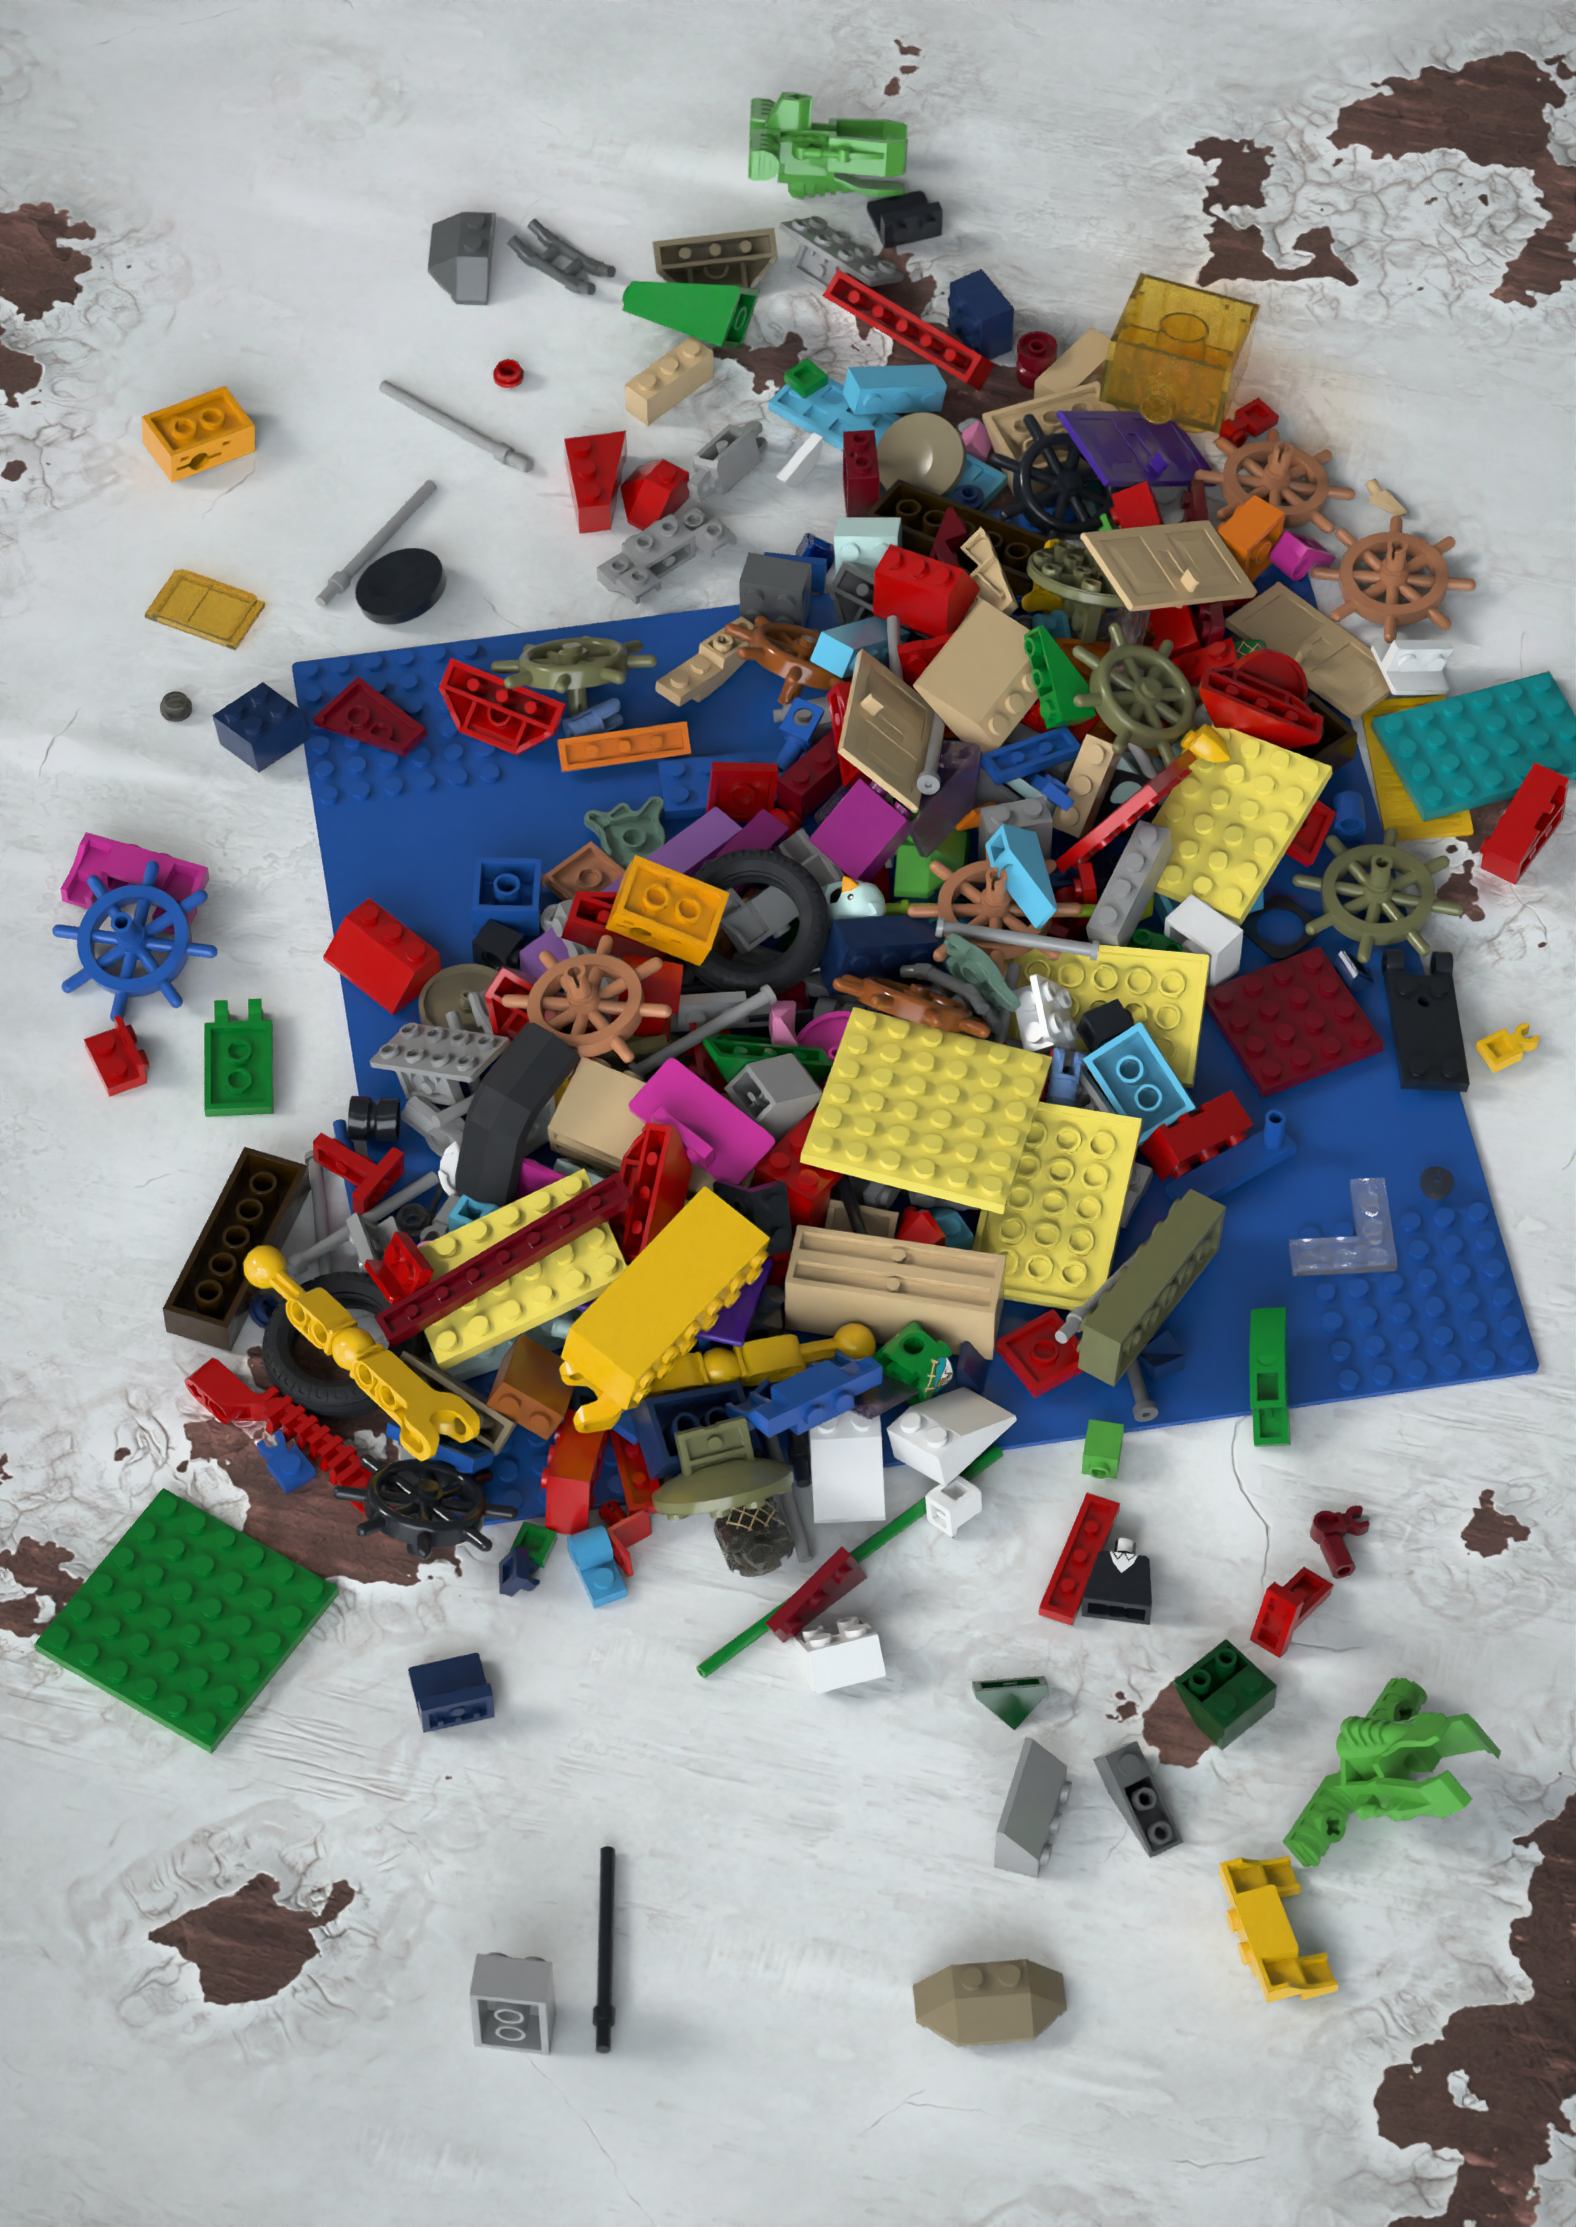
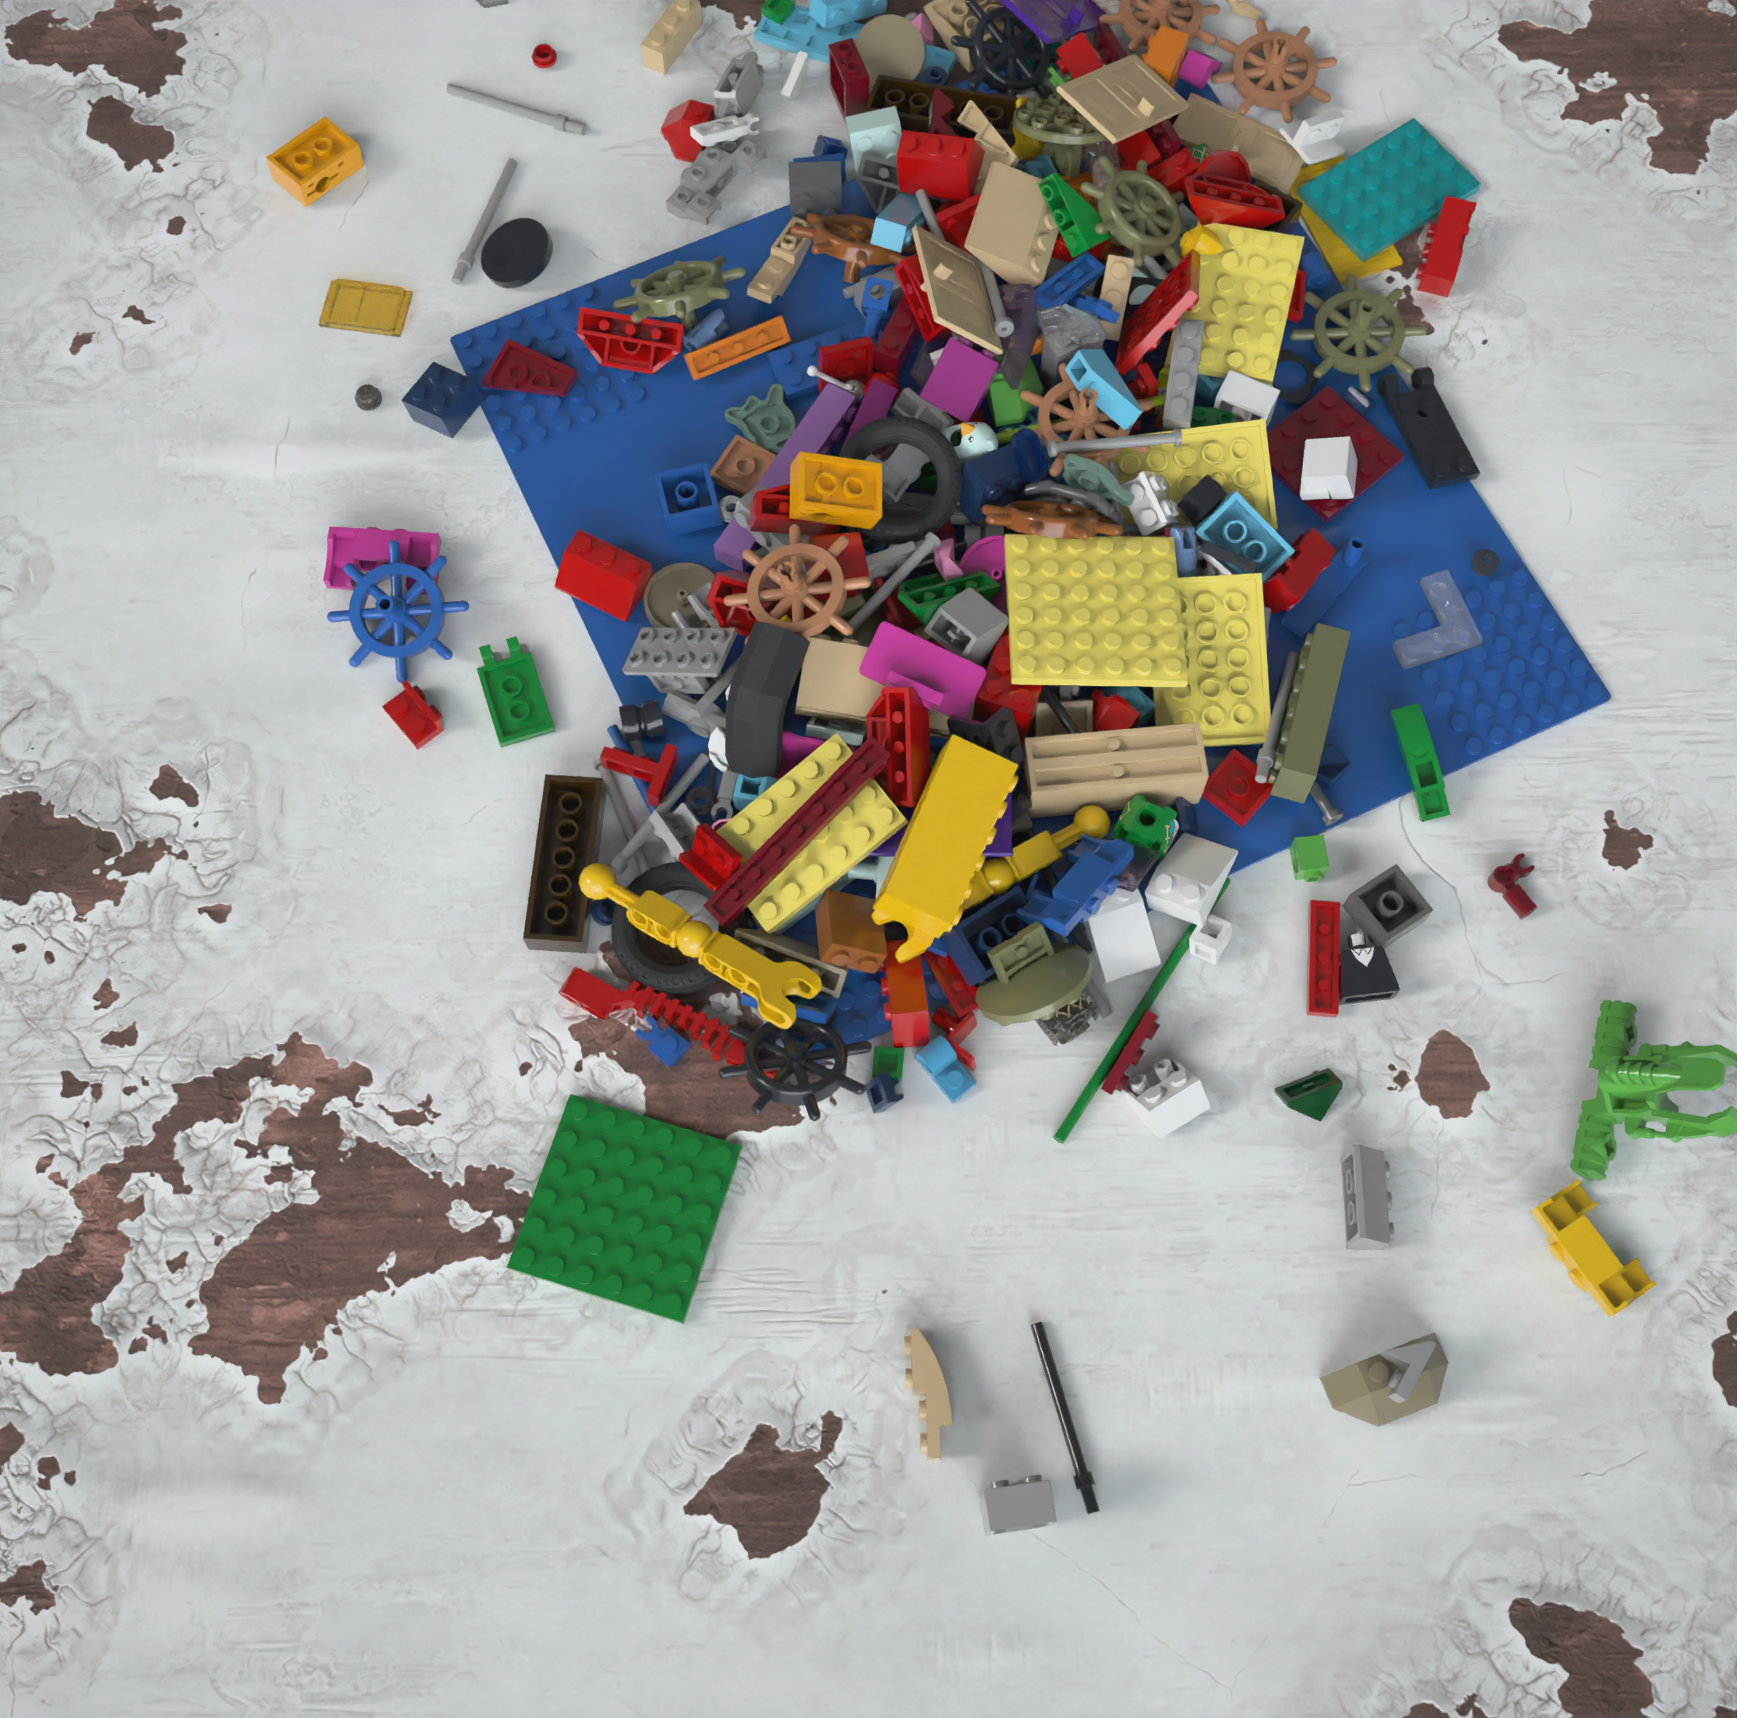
camera: 15 degrees left, 15 degrees up
(451, 1692) = (864, 1215): dark blue bracket -> none
(461, 1883) = (928, 1380): none -> tan slope
(497, 946) = (694, 545): black brick -> none
(594, 477) = (638, 127): red wedge -> none
(692, 501) = (724, 129): none -> white plate
(742, 817) = (852, 386): none -> hinge
(914, 930) = (1029, 455): none -> clear blue tile
(1005, 797) = (1080, 329): none -> clear tile
(1006, 1969) = (1412, 1361): none -> light grey slope
(1110, 1093) = (1228, 556): none -> black tile
(1138, 1797) = (1441, 1157): dark grey slope -> none
(1172, 1520) = (1387, 907): none -> dark grey brick
(1225, 1693) = (1481, 1049): dark green slope -> none
(1275, 1031) = (1328, 469): none -> white plate
(1287, 1608) = (1504, 960): red bracket -> none
(1503, 1049) = (1492, 435): yellow plate -> none

